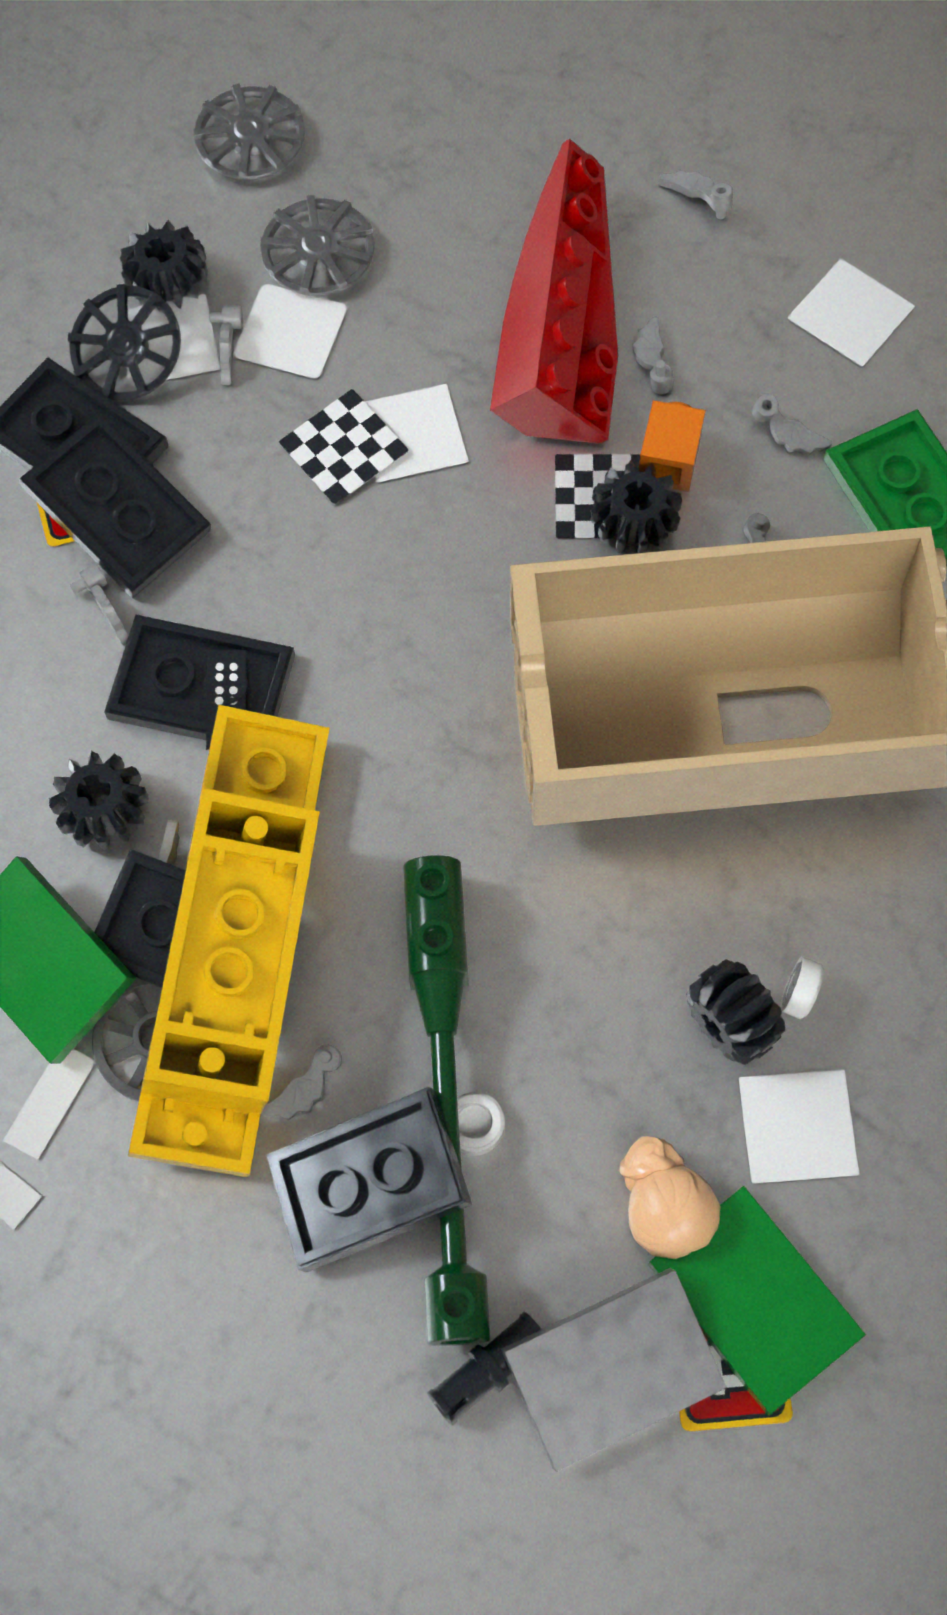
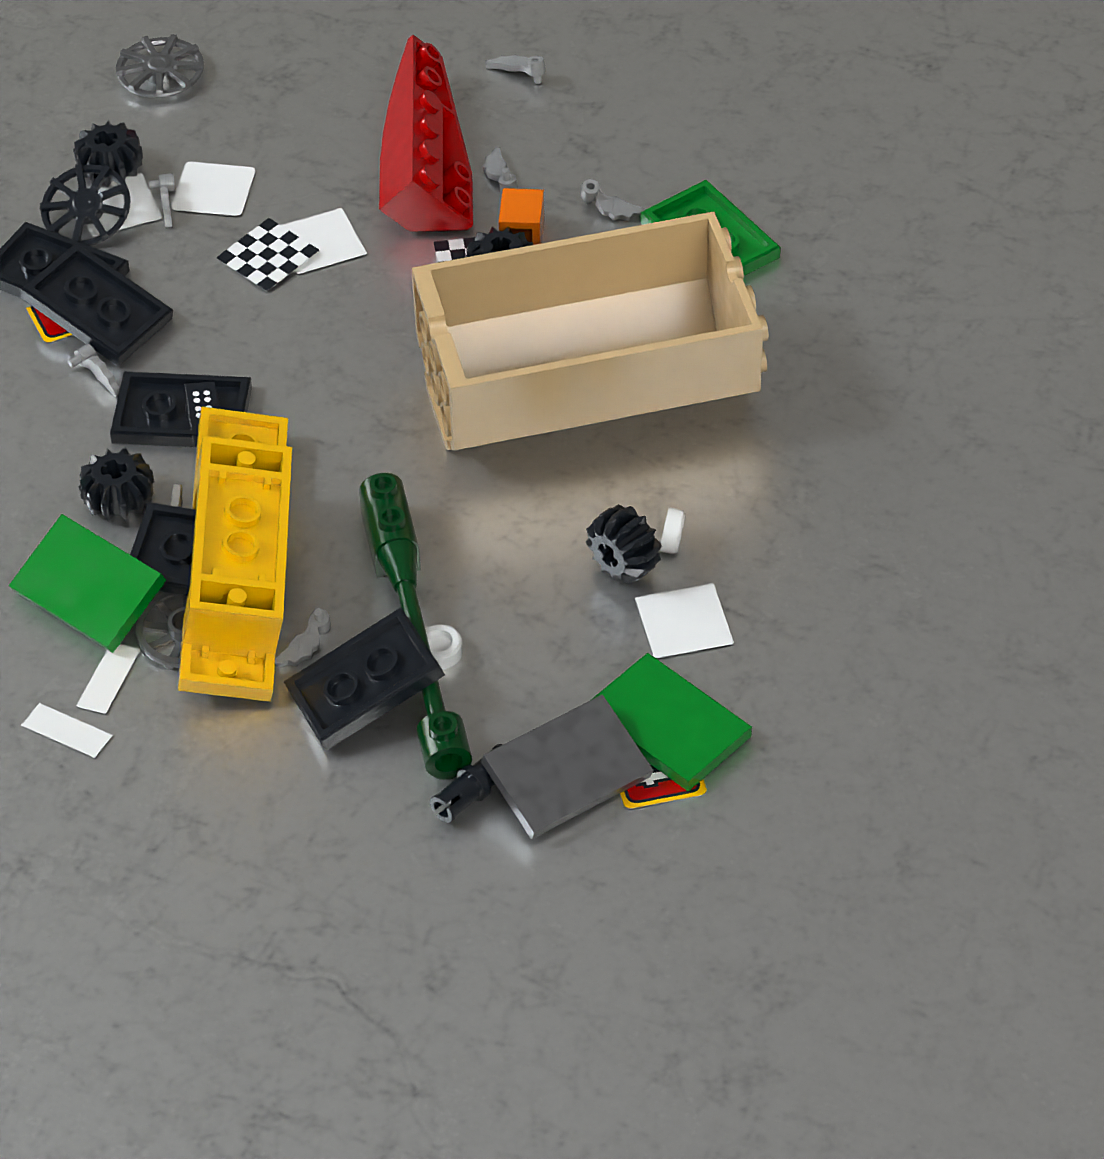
camera: 10 degrees left, 20 degrees down
(317, 245) = (226, 131): flat silver wheel -> none
(669, 1203) = (590, 663): light nougat hair -> none
(851, 312) = (647, 130): white sticker -> none

